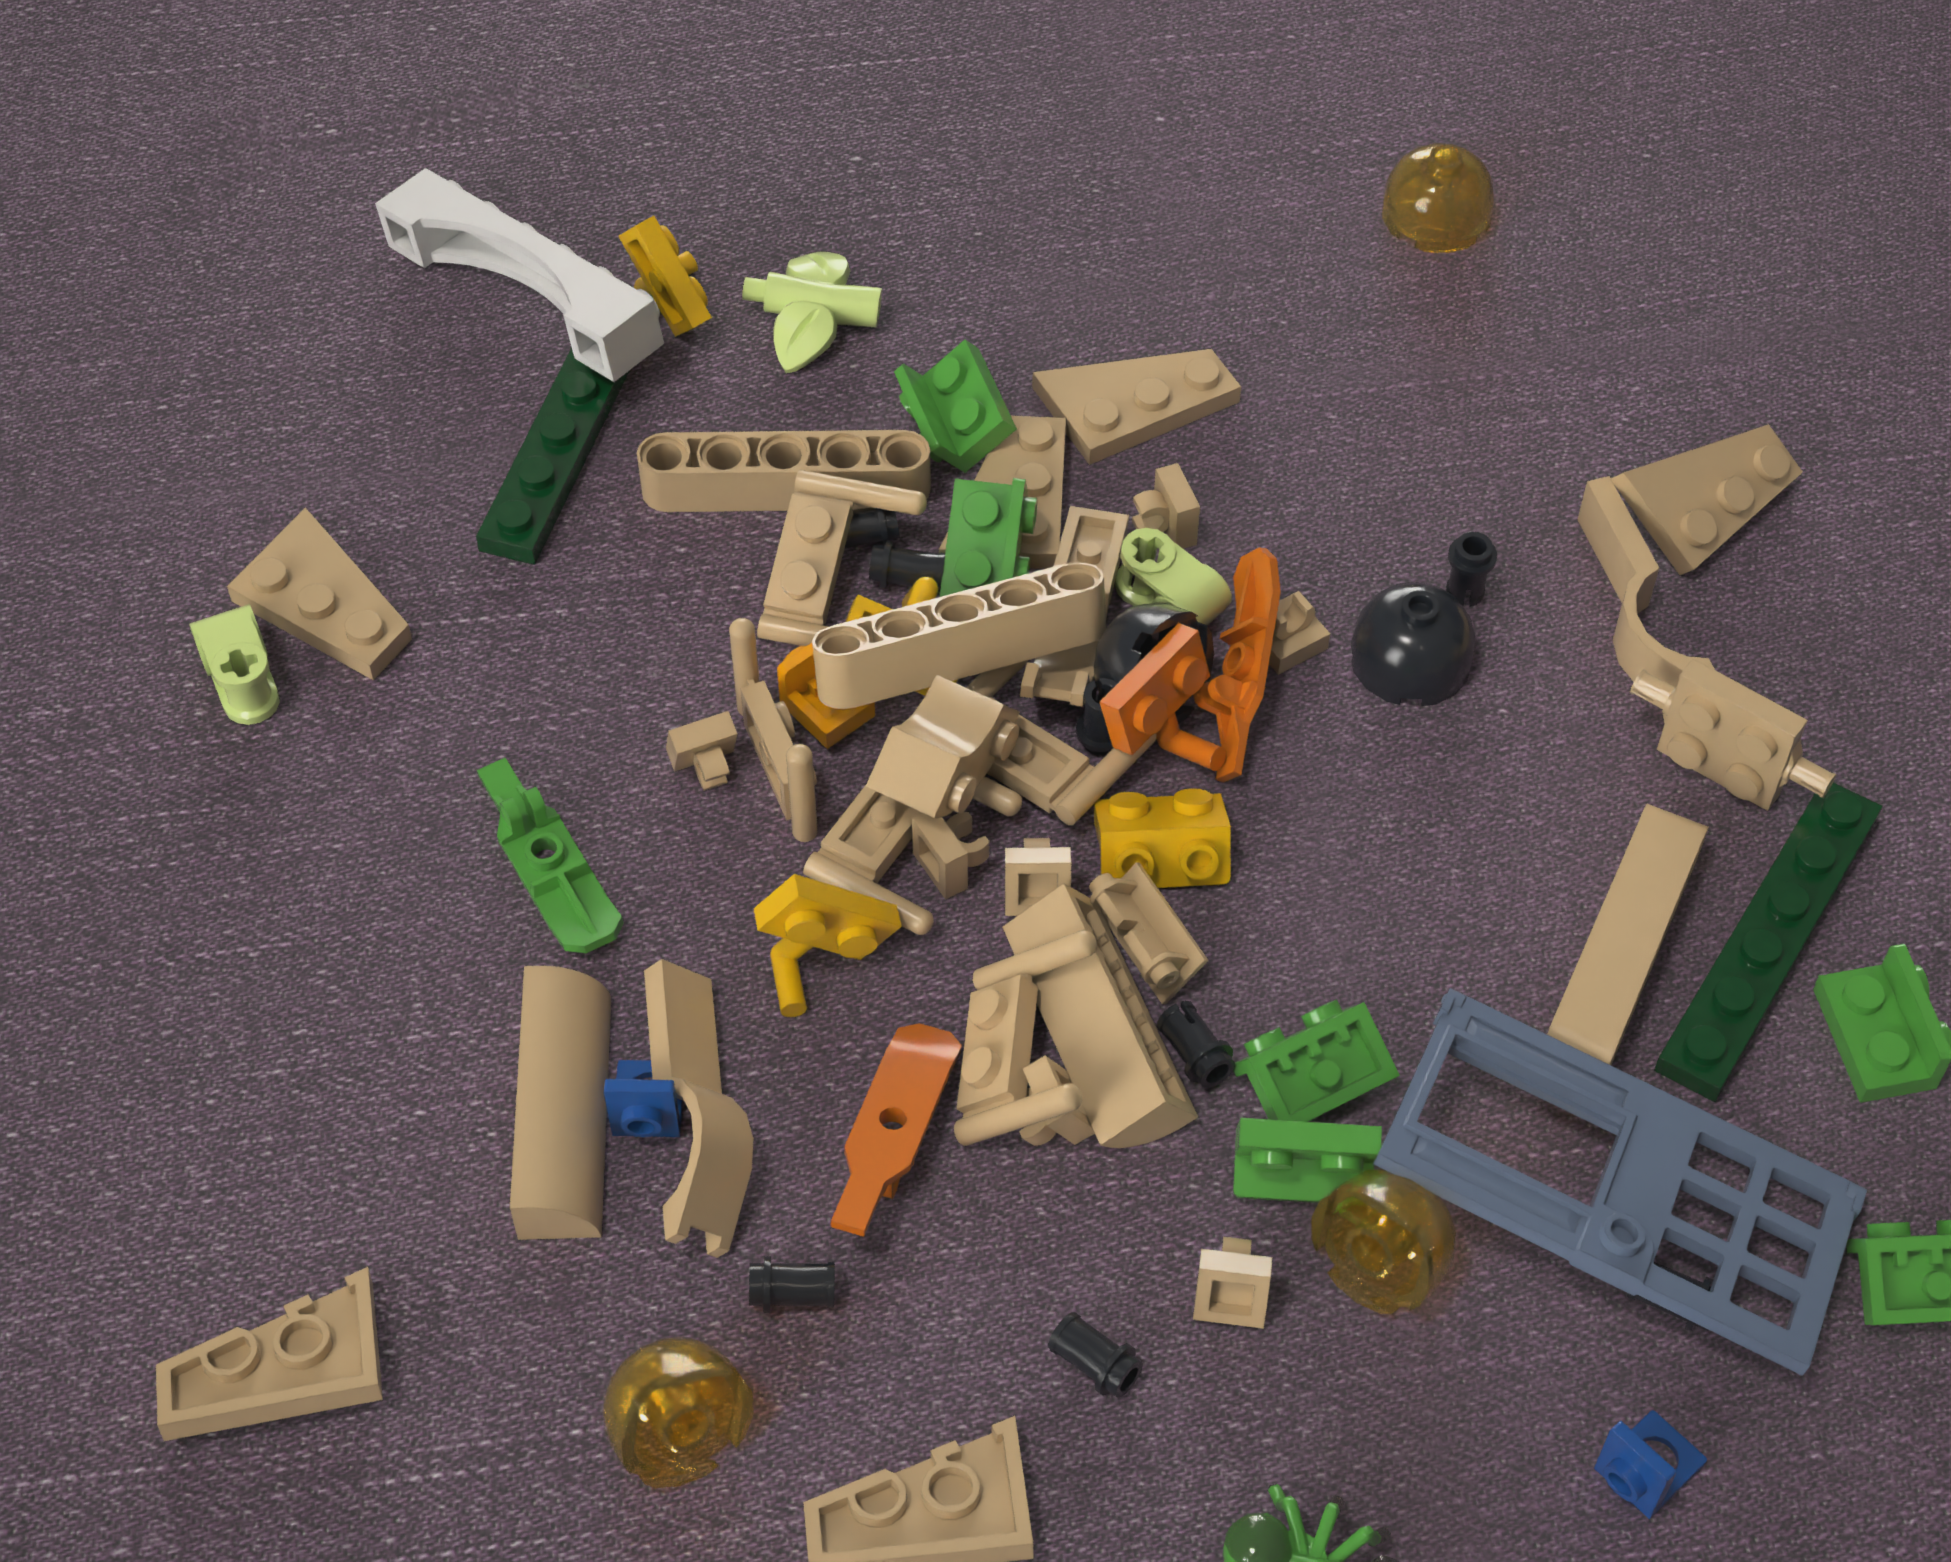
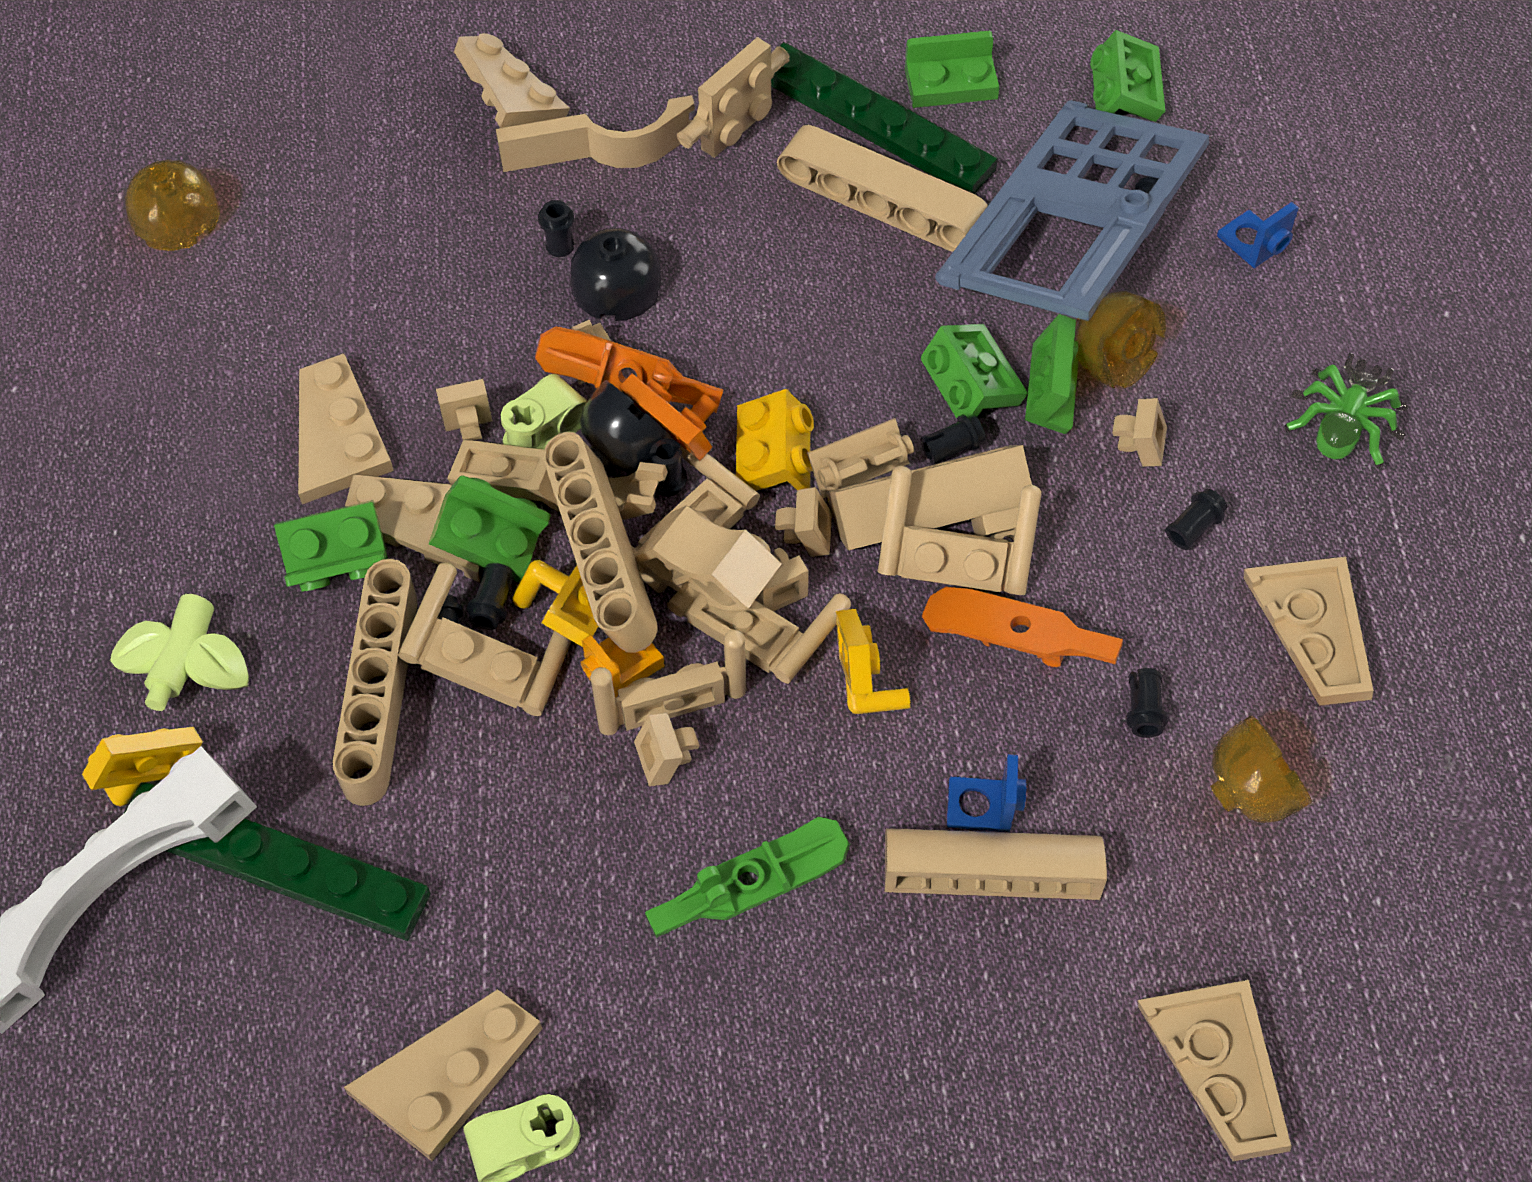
camera: 85 degrees left, 5 degrees up
(722, 1145) = (982, 765): tan piece -> none

